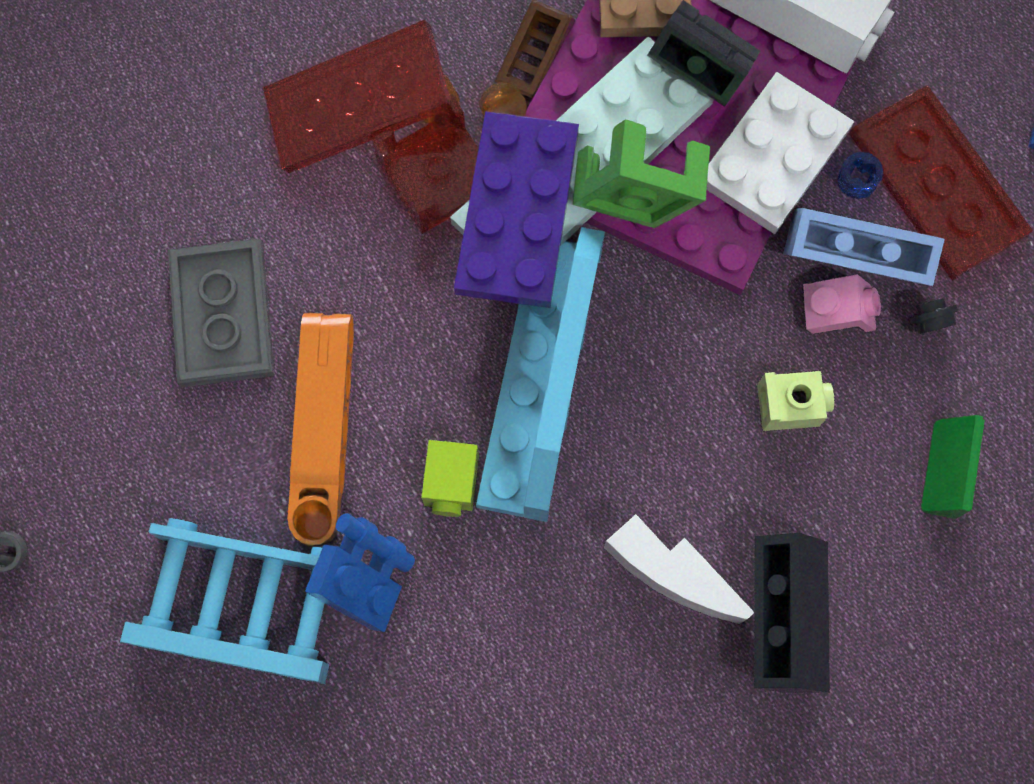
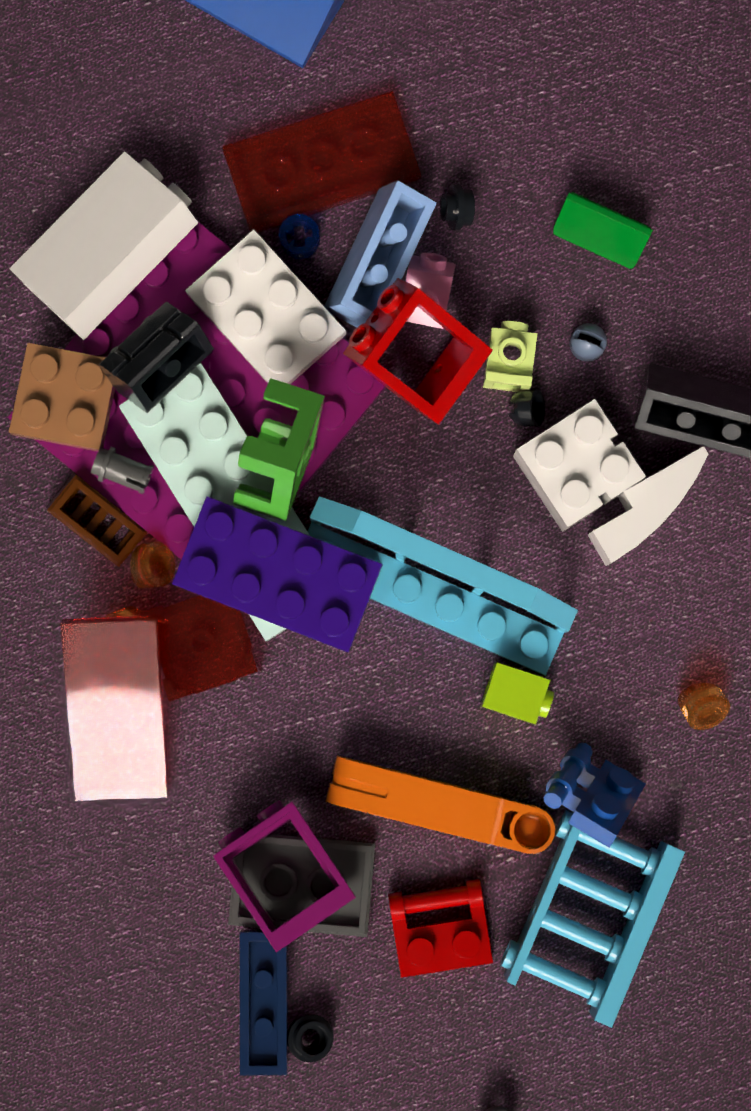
camera: 75 degrees left, 10 degrees up
(54, 349) = (322, 1043): none -> black plate
(96, 298) = (263, 1006): none -> dark blue plate
(183, 460) = (442, 943): none -> red plate
(225, 226) = (239, 841): none -> magenta window
(478, 677) = (703, 705): none -> clear orange tile
(588, 41) = (121, 470): none -> dark grey pin
(703, 486) = (577, 464): none -> white piece
(751, 439) = (528, 408): none -> black hinge
(756, 339) = (449, 373): none -> red window
(823, 477) = (583, 349): none -> sand blue hinge

